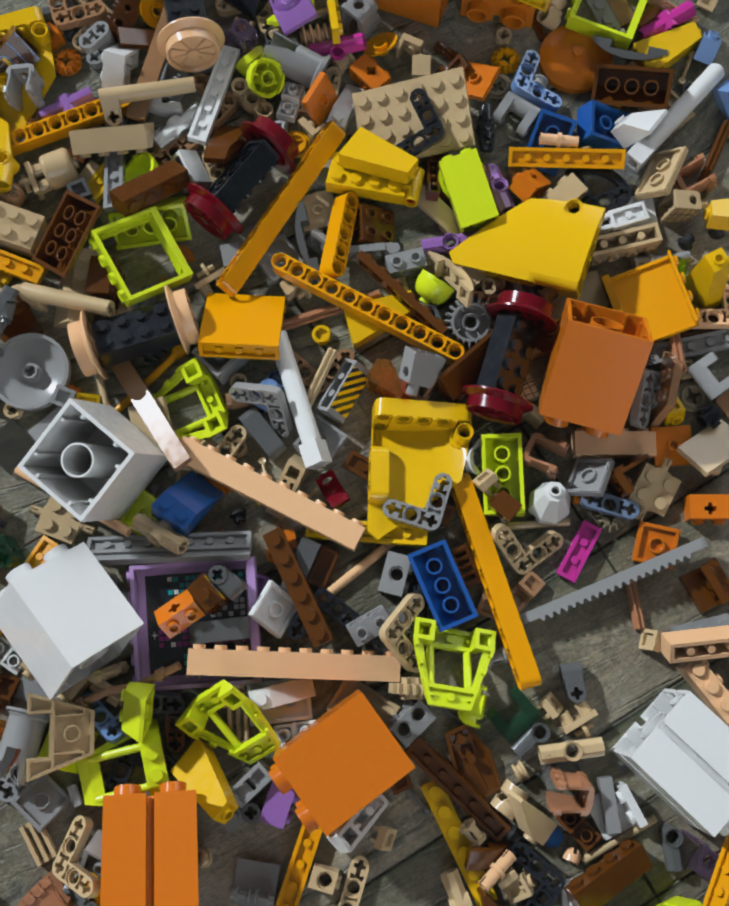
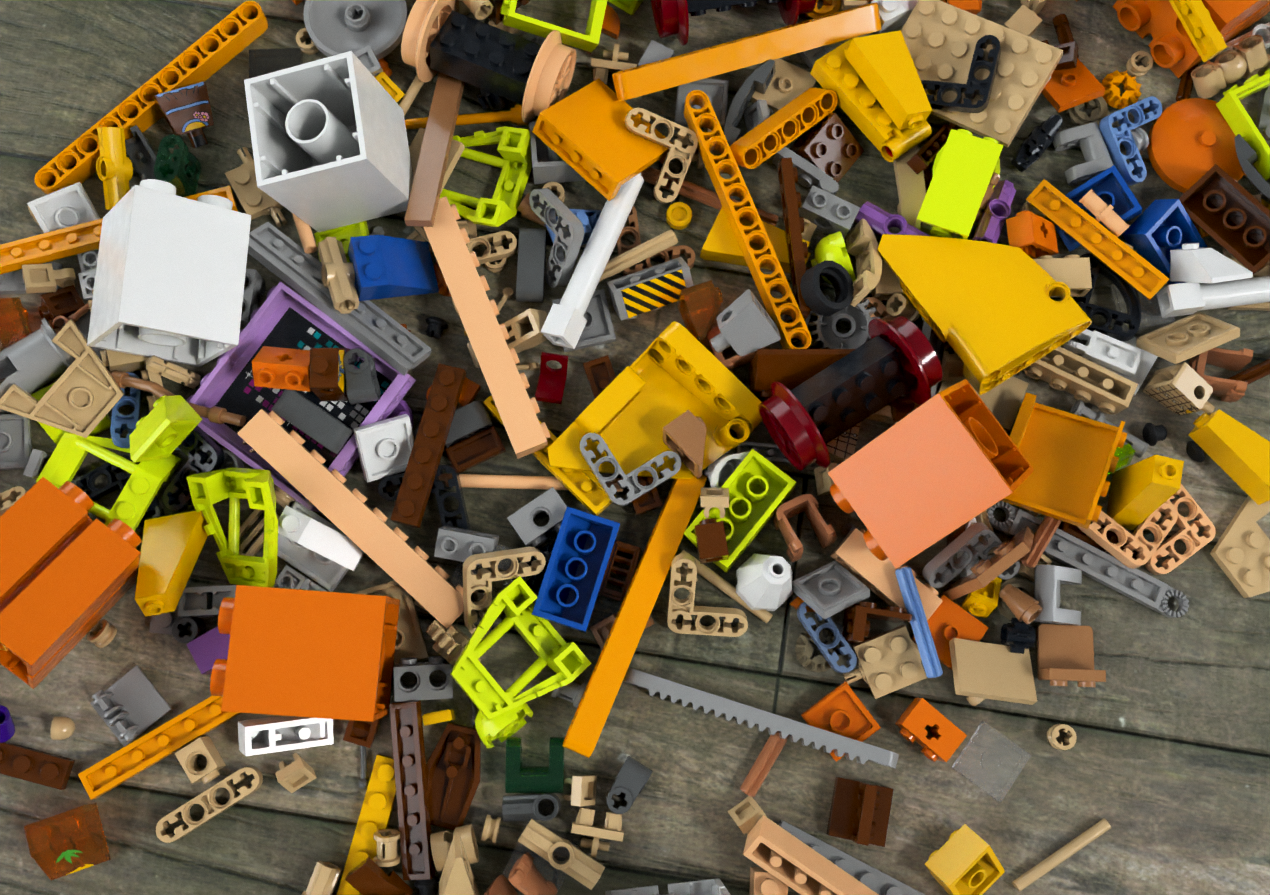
camera: 30 degrees right, 0 degrees up
(19, 694) = (60, 320): none -> nougat hand
(289, 299) = (675, 149): none -> tan beam
(436, 735) = (438, 717): none -> yellow tile
(439, 317) = (813, 295): none -> black tyre
(441, 459) = (687, 438): none -> medium nougat slope
(526, 589) = (660, 650): medium nougat slope -> none
(578, 551) = (752, 657): dark pink plate -> none
(655, 455) = (919, 622): none -> medium blue axle
(697, 397) = (1021, 604): none -> medium nougat cone

